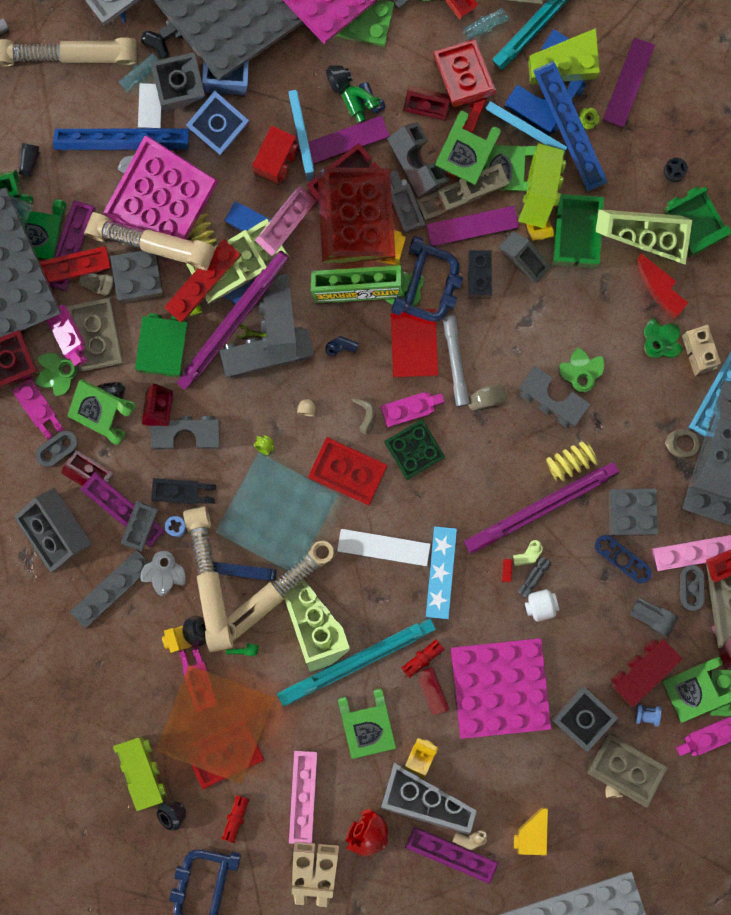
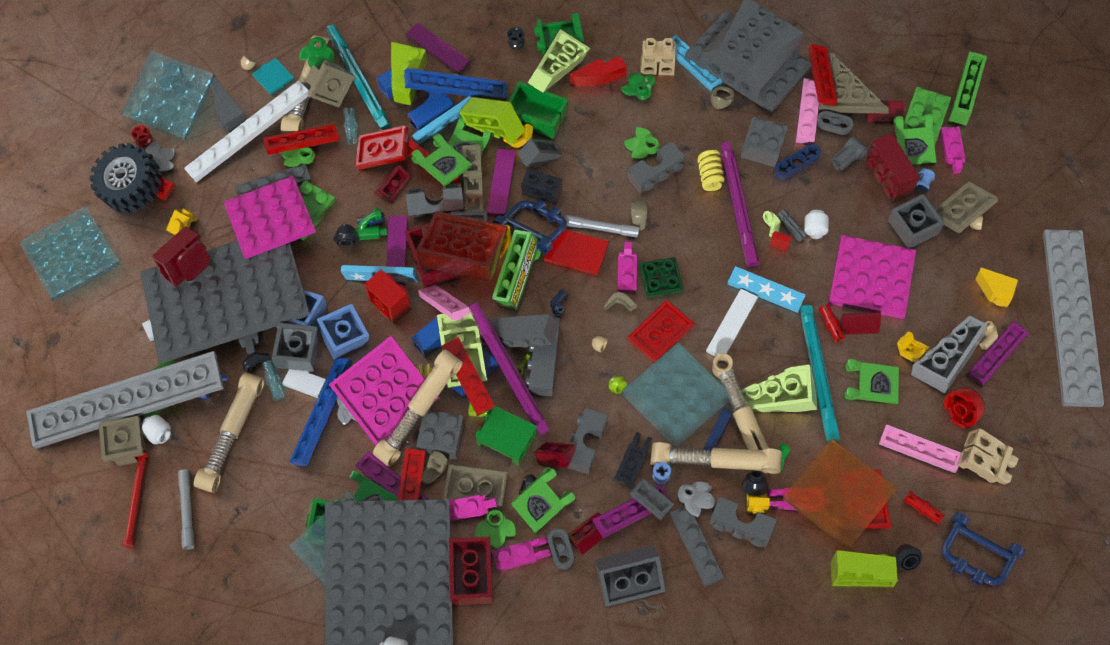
camera: 70 degrees left, 20 degrees down
(27, 159) = (304, 490): black cone -> none
(148, 609) = (725, 519): none -> dark grey arch

